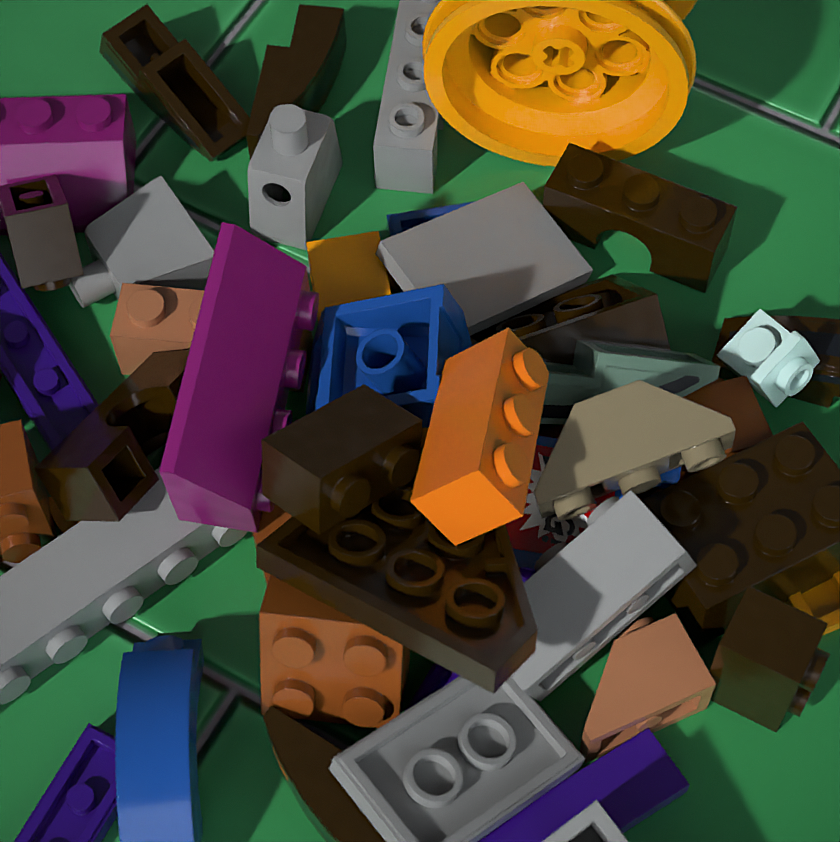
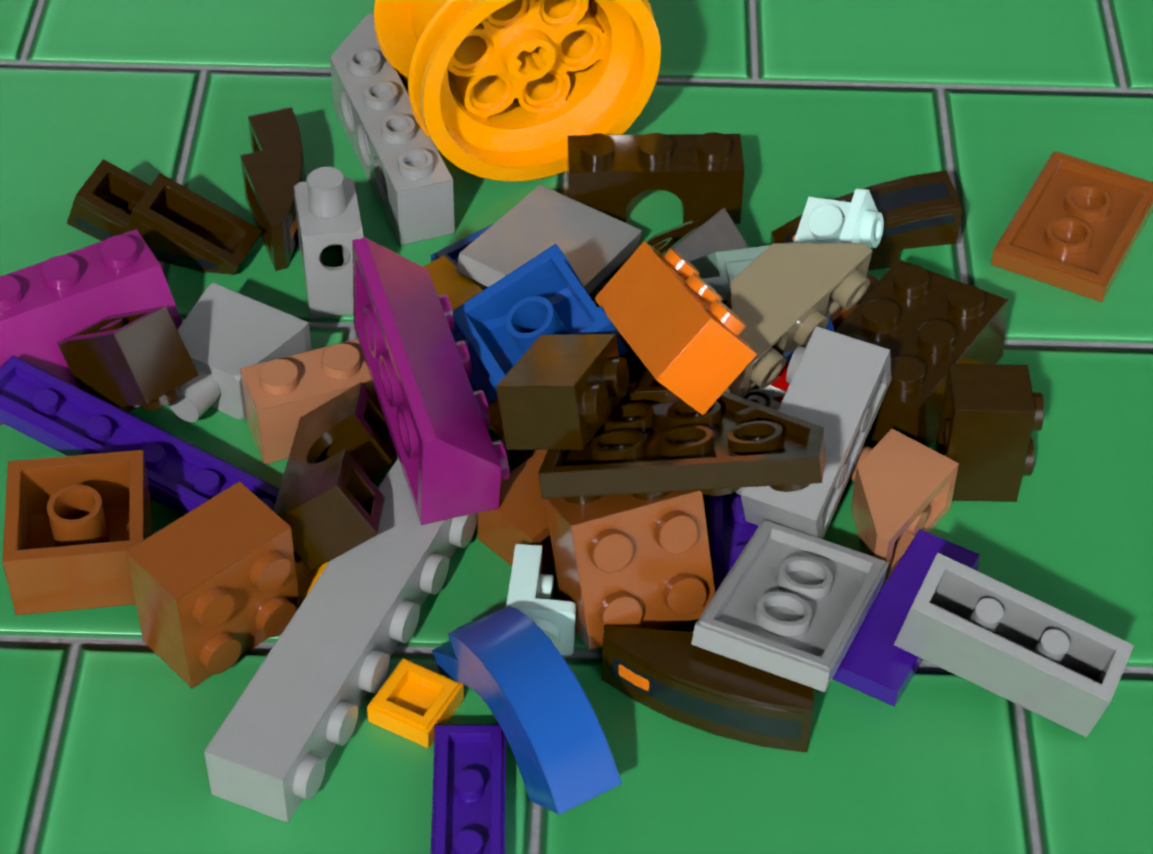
camera: 30 degrees left, 15 degrees down
(88, 686) = (415, 702): none -> light orange tile
(231, 640) = (533, 593): none -> light aqua bracket

